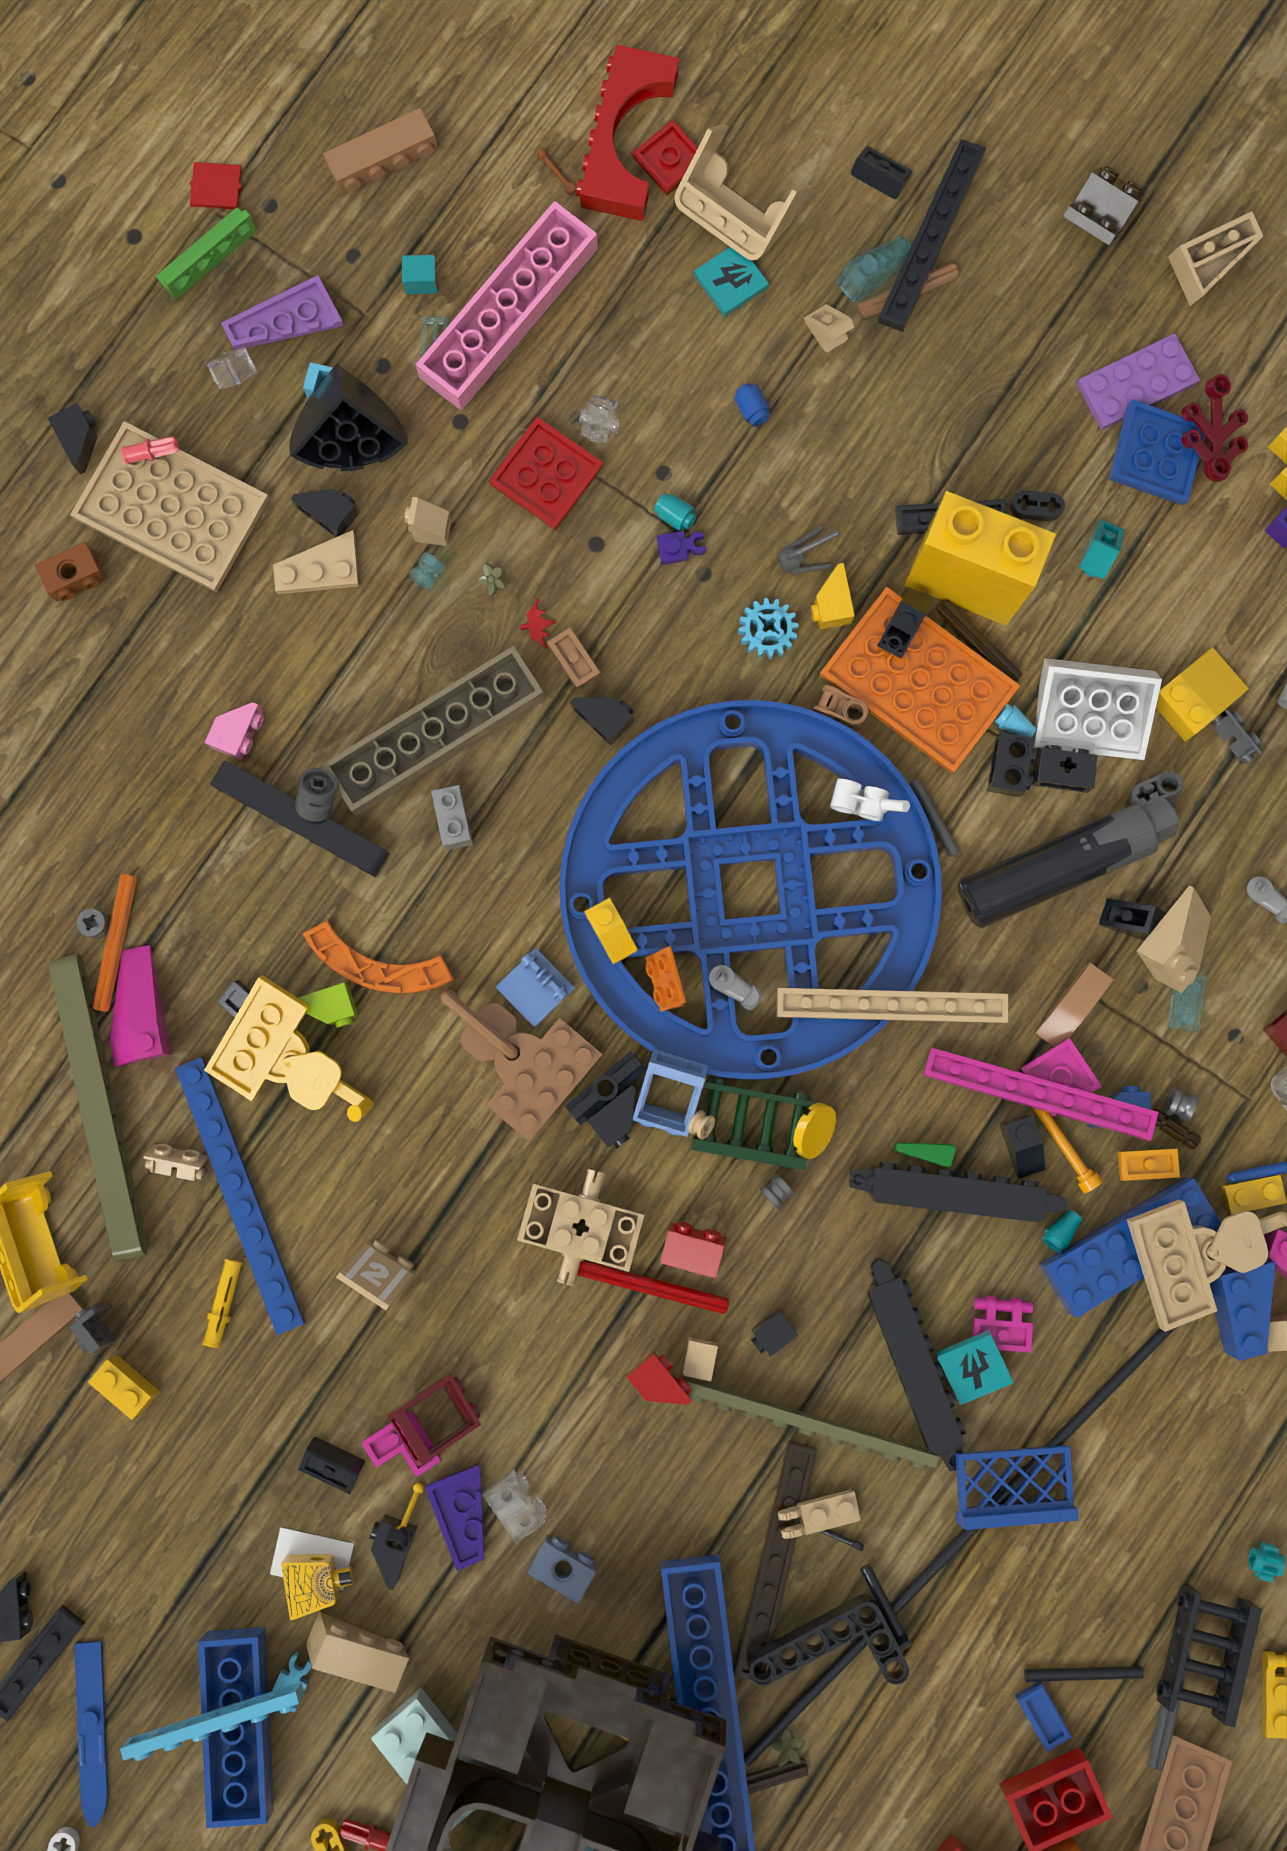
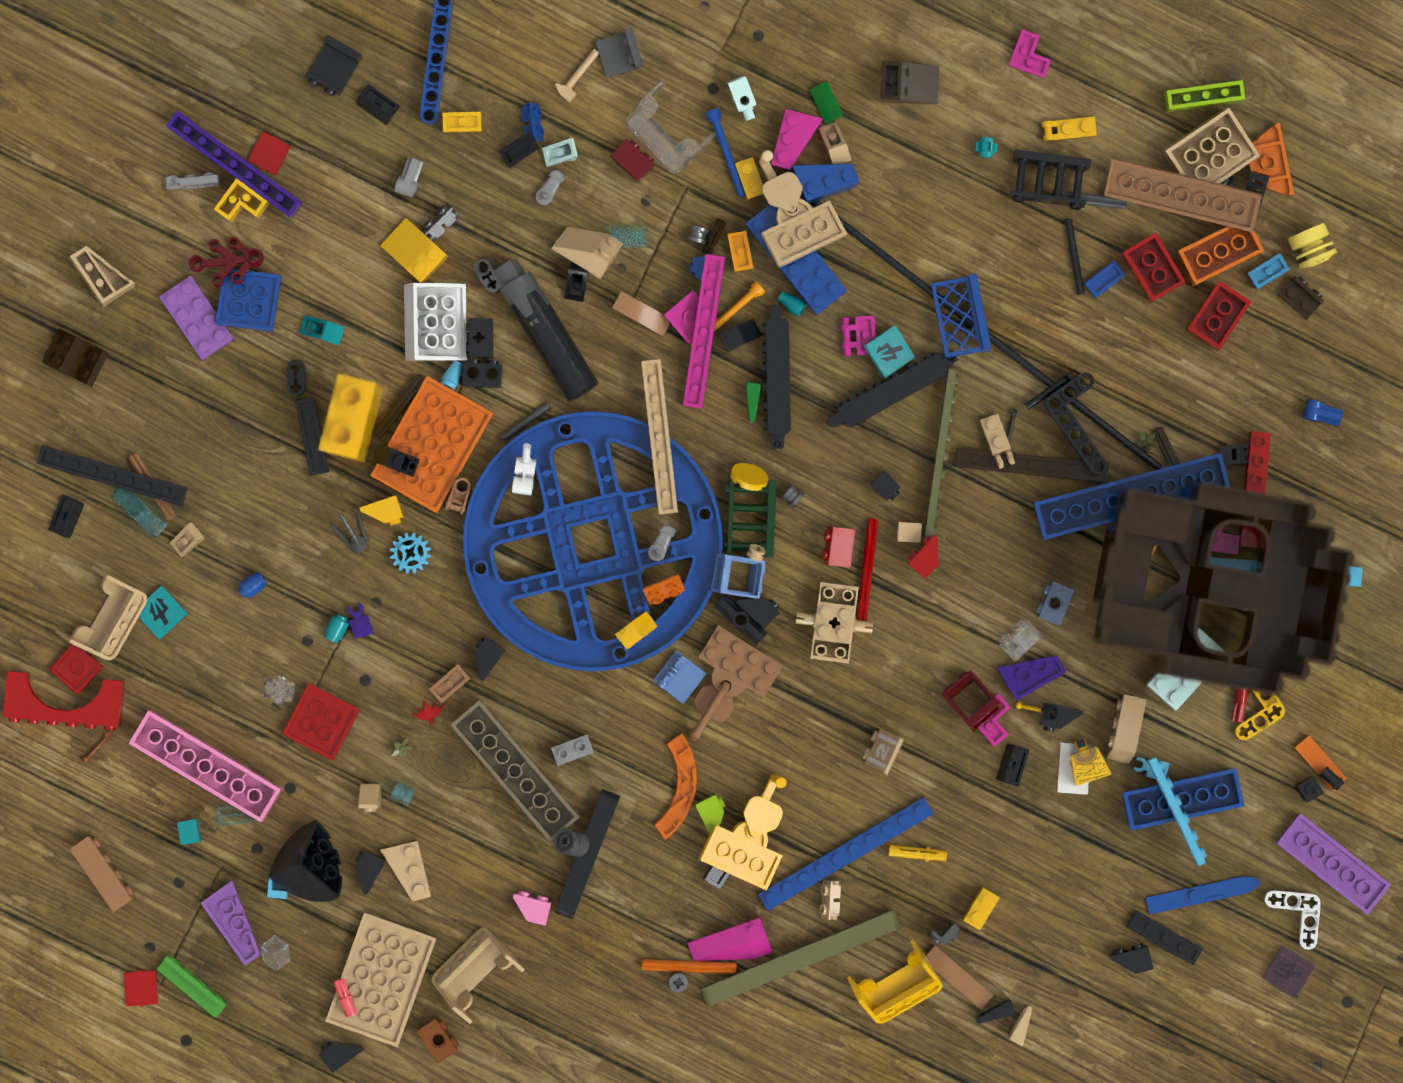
camera: 95 degrees left, 5 degrees up
(163, 626) = (469, 967): none -> tan windscreen

